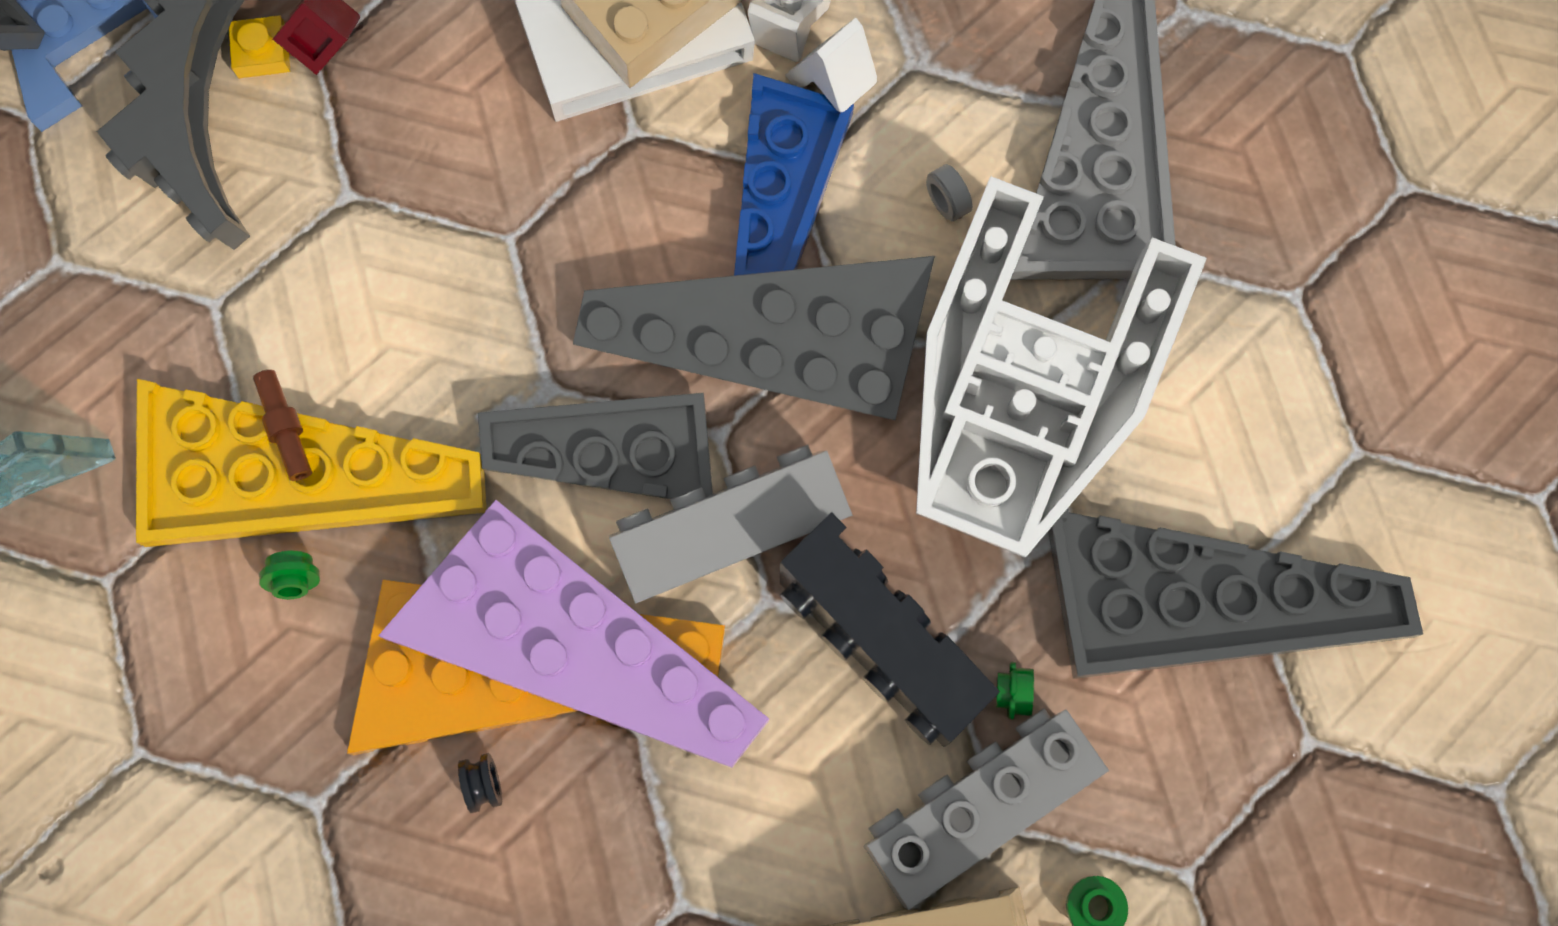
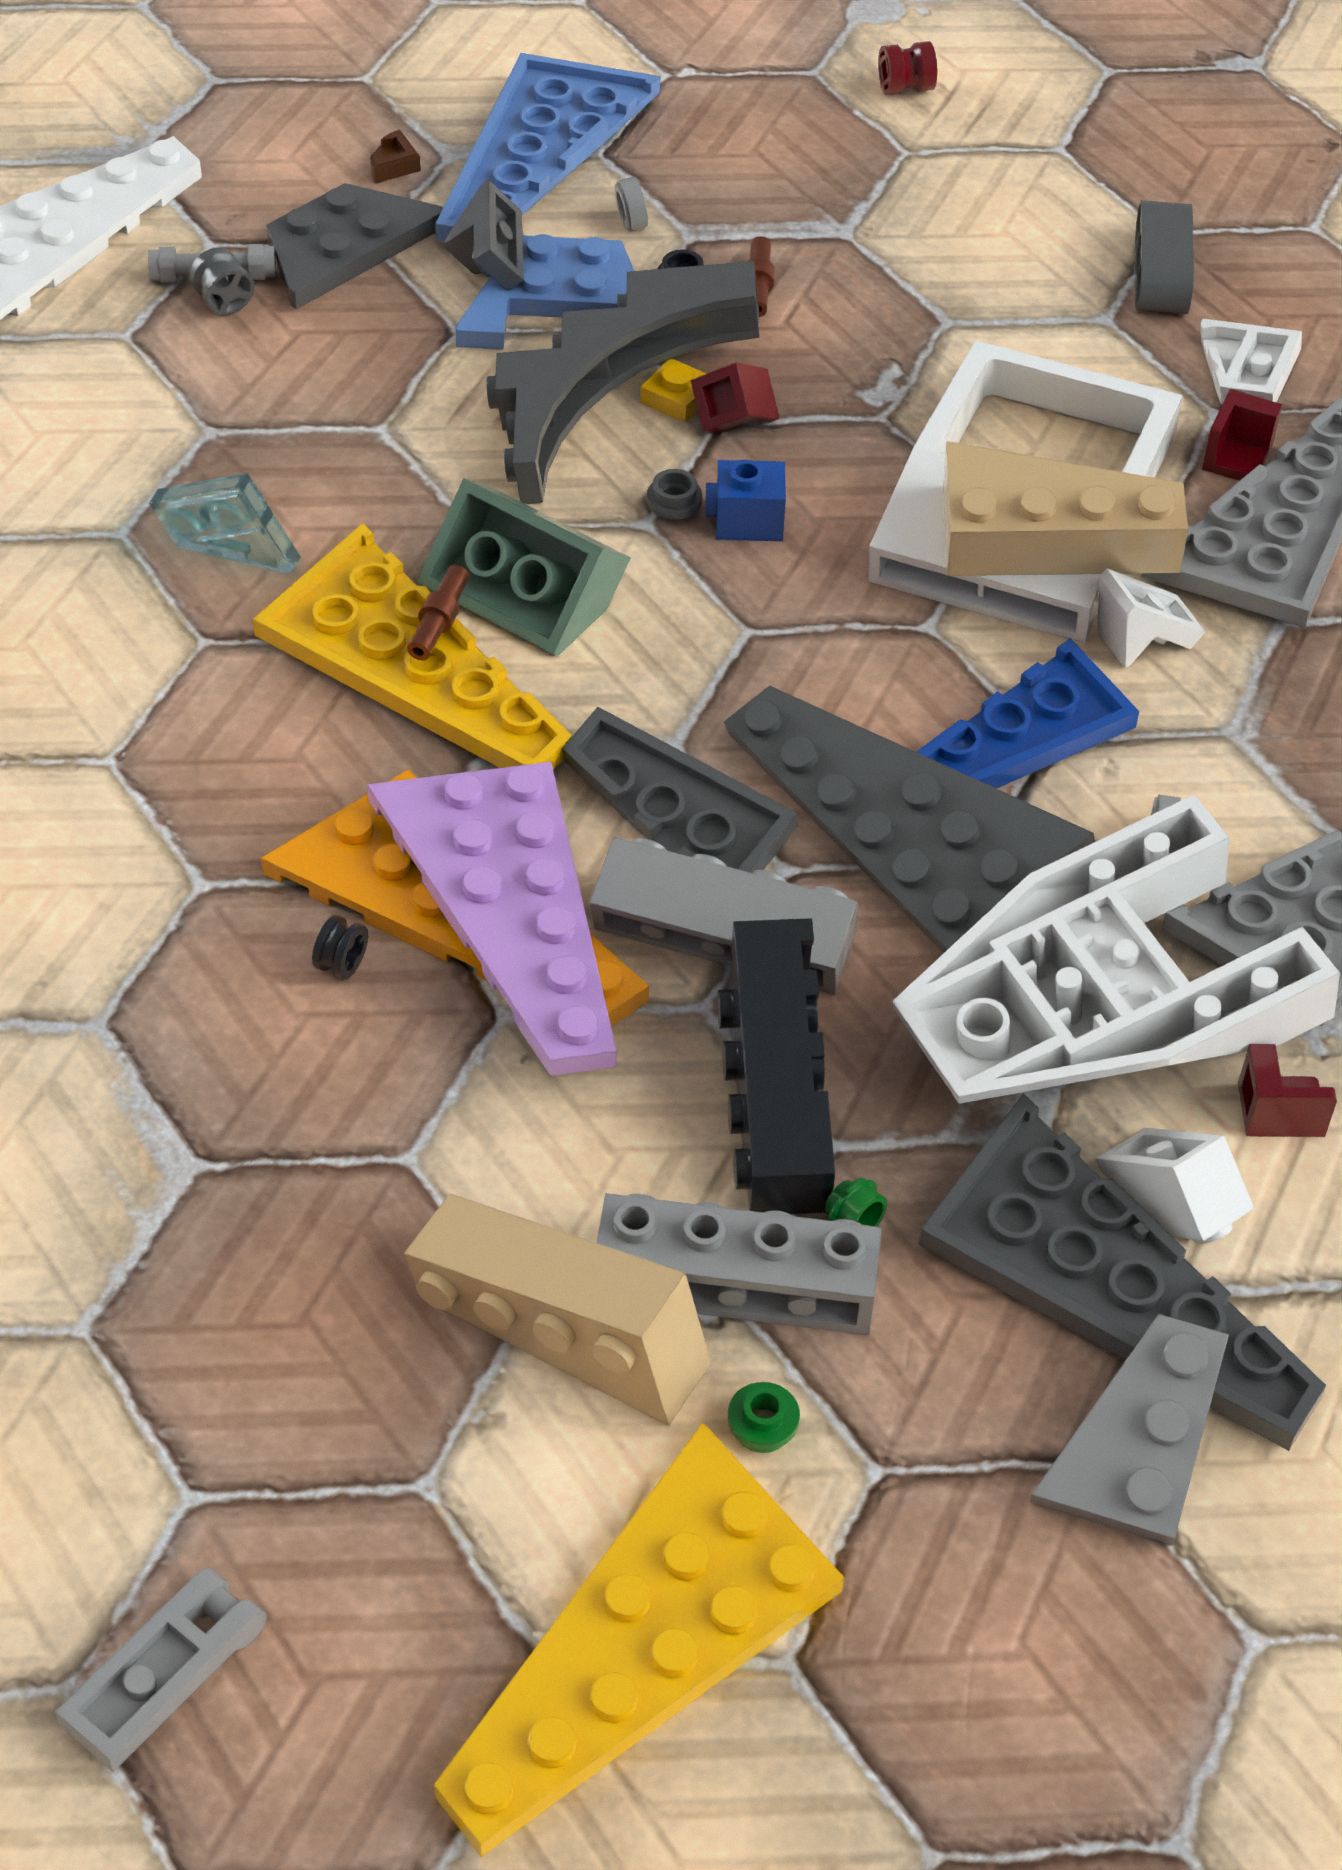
camera: 40 degrees right, 25 degrees down
(289, 574) = (341, 717): green plate -> none
(298, 316) = (524, 567): none -> sand green slope
(343, 145) = (674, 494): none -> dark grey plate
(413, 120) = (748, 500): none -> blue brick
(839, 67) = (1147, 664): white slope -> none
(1195, 491) = (1181, 1181): none -> white slope
(1200, 362) = (1281, 1104): none -> dark red panel
(1340, 717) = (1142, 1436): none -> light grey wing

